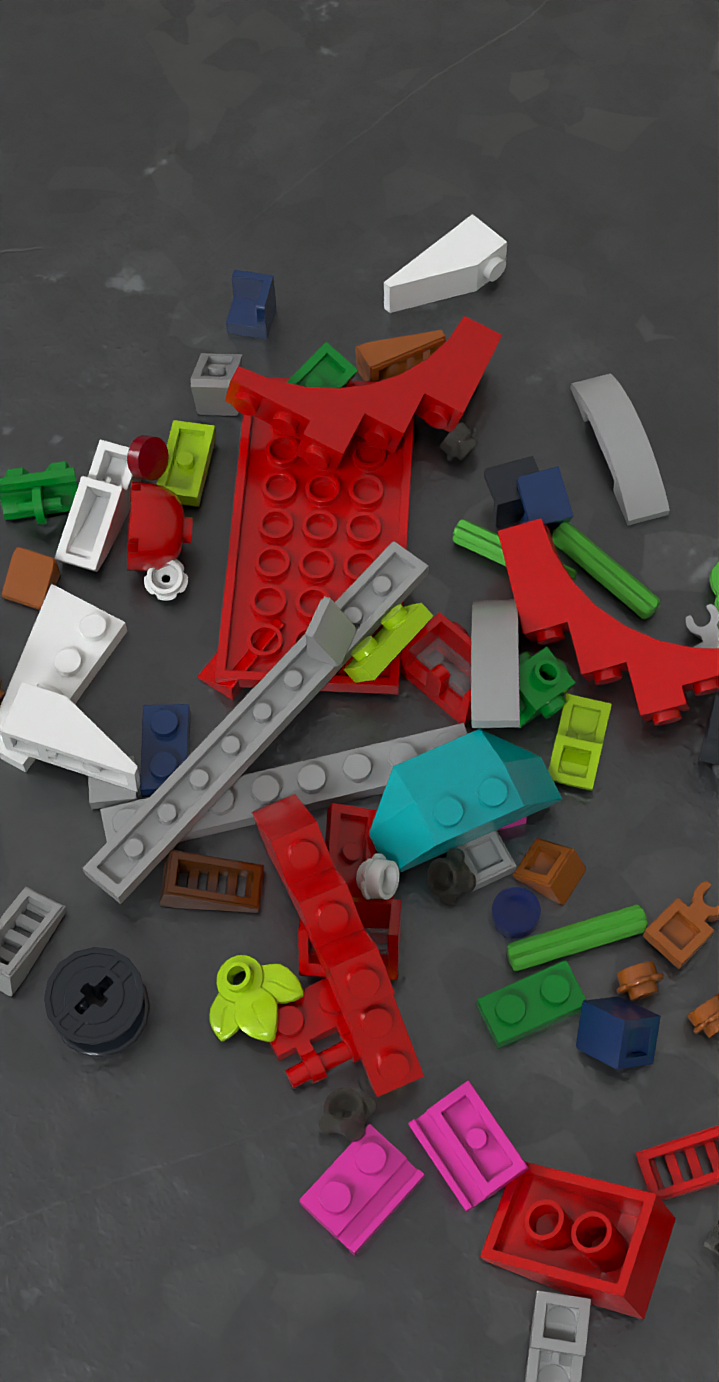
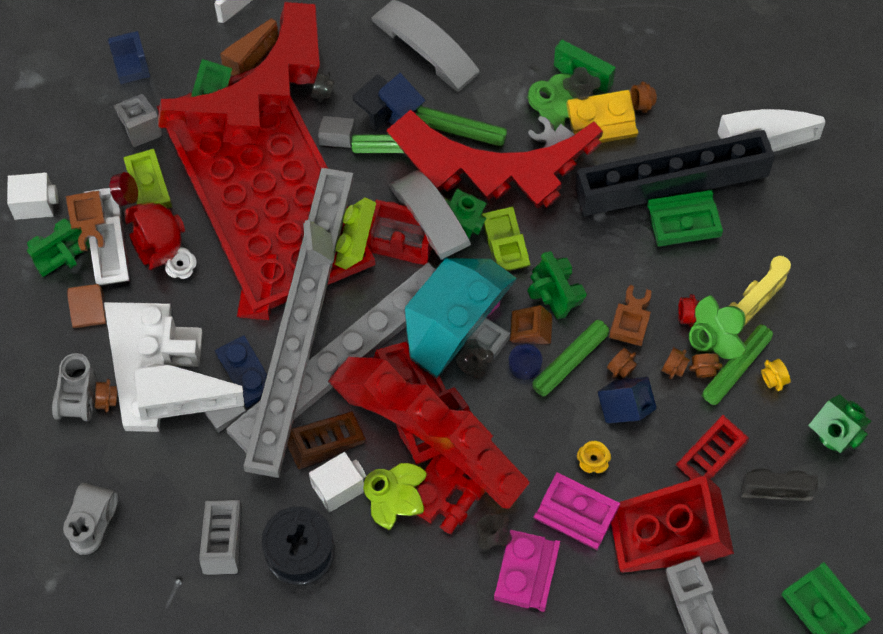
camera: 30 degrees left, 0 degrees up
(44, 417) = (31, 196): none -> white brick
(82, 466) = (86, 214): none -> dark orange plate
(108, 677) = (181, 344): none -> white panel
(191, 945) = (338, 481): none -> white brick
(378, 877) = (434, 378): white plate -> none
(445, 504) = (336, 131): none -> light grey slope
(531, 1004) = (565, 410): green plate -> none
(541, 1076) = (597, 449): none -> yellow plate
(602, 829) = (552, 285): none -> green hips

